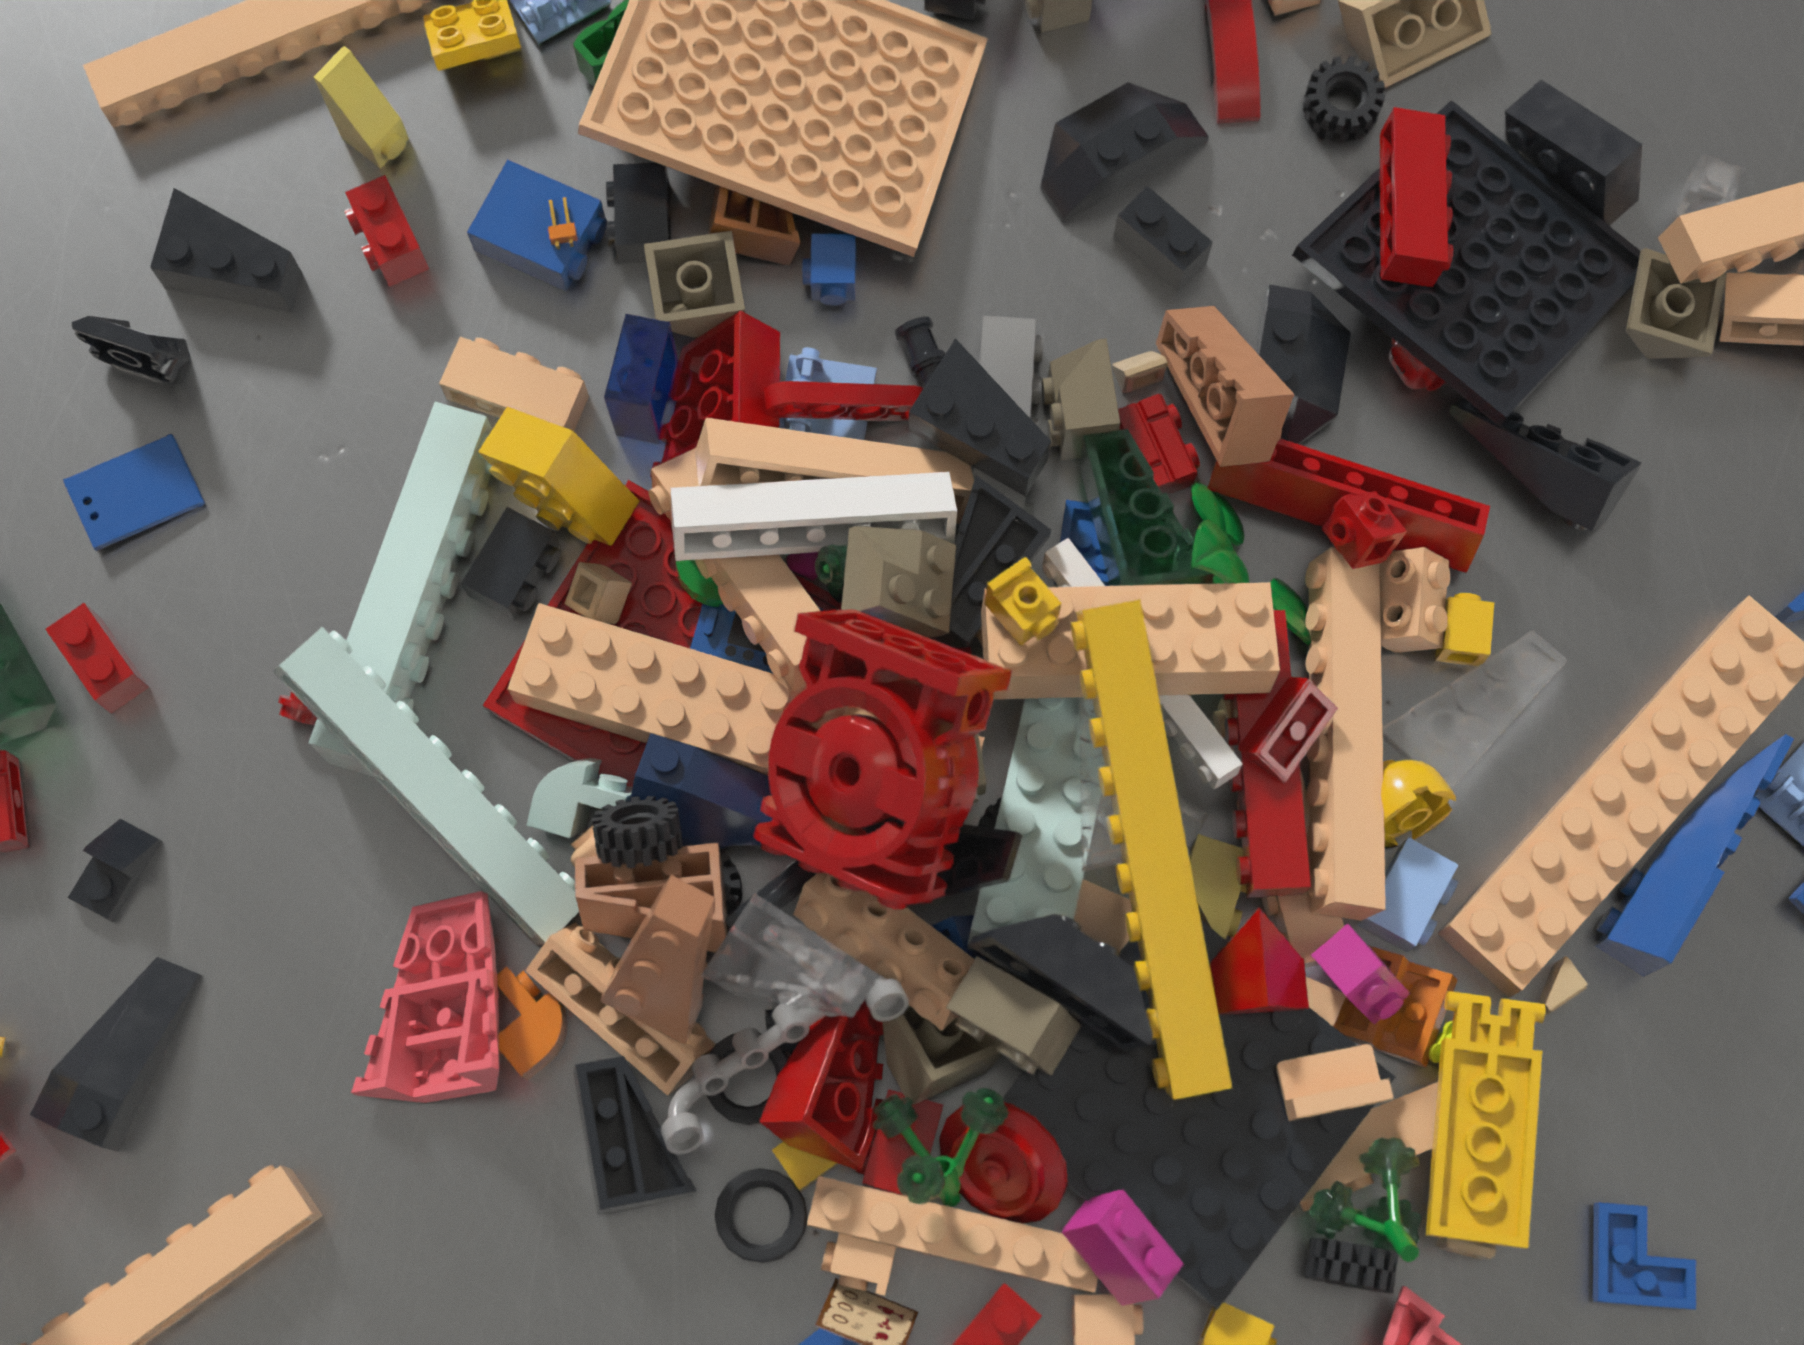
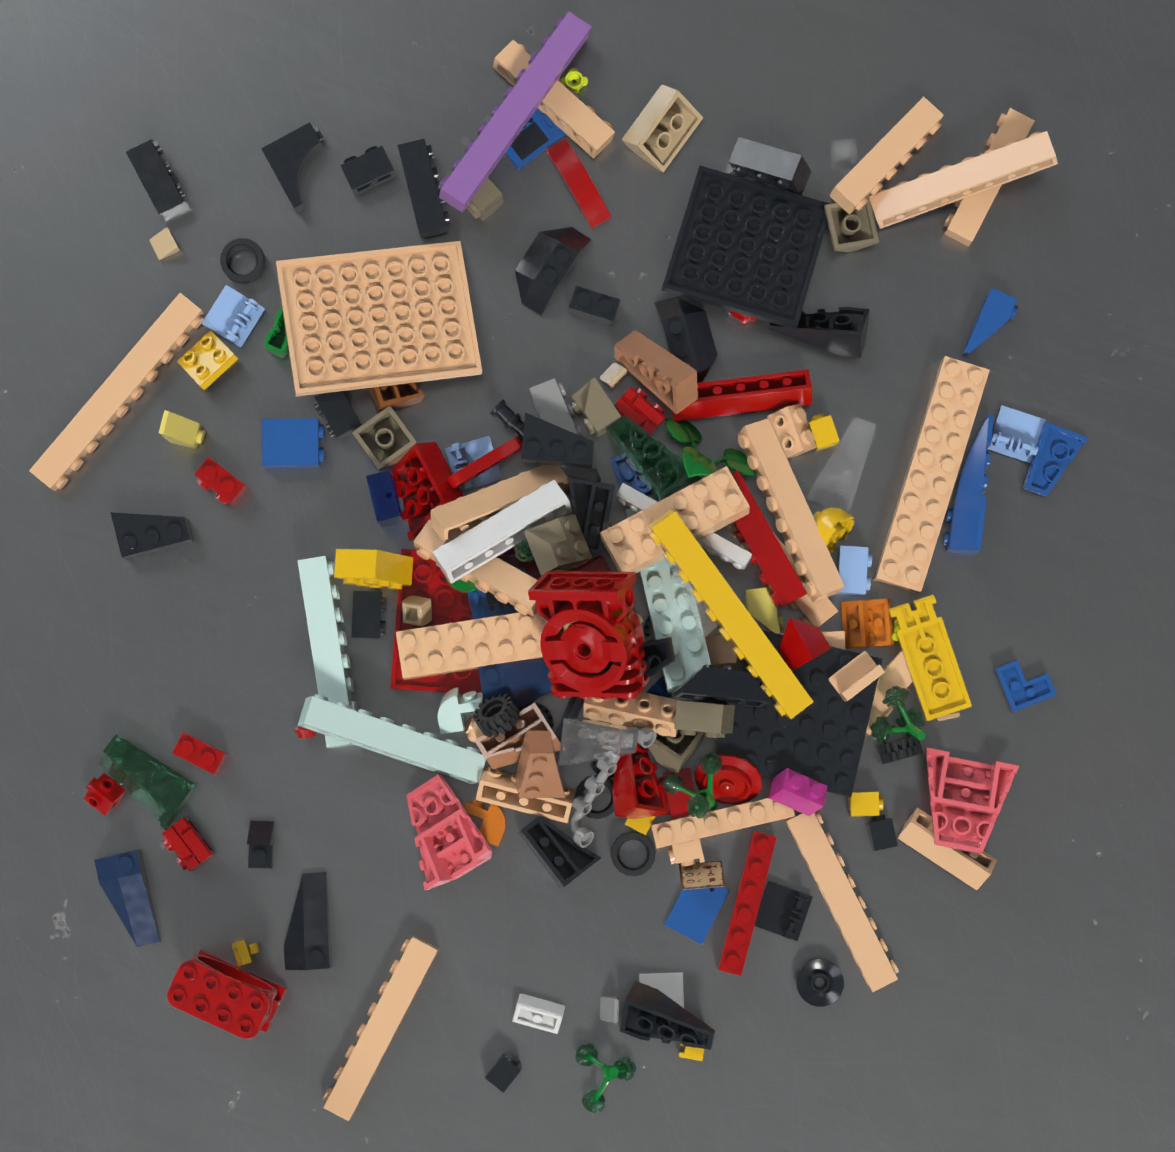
camera: 25 degrees left, 10 degrees up
(131, 349) = (133, 597): black slope -> none
(133, 492) = (169, 666): blue container -> none
(493, 379) = (324, 529): light nougat brick -> none
(564, 232) = (308, 444): orange piece -> none
(831, 268) = (443, 397): blue brick -> none
(1018, 618) = (613, 536): yellow brick -> none
(1288, 727) = (764, 525): red slope -> none
(1349, 77) = (647, 175): black tyre -> none
(1361, 975) = (847, 620): dark pink brick -> none
(1363, 529) = (755, 412): red brick -> none
(1414, 197) = (706, 234): red brick -> none
(1561, 985) = (938, 580): tan slope -> none

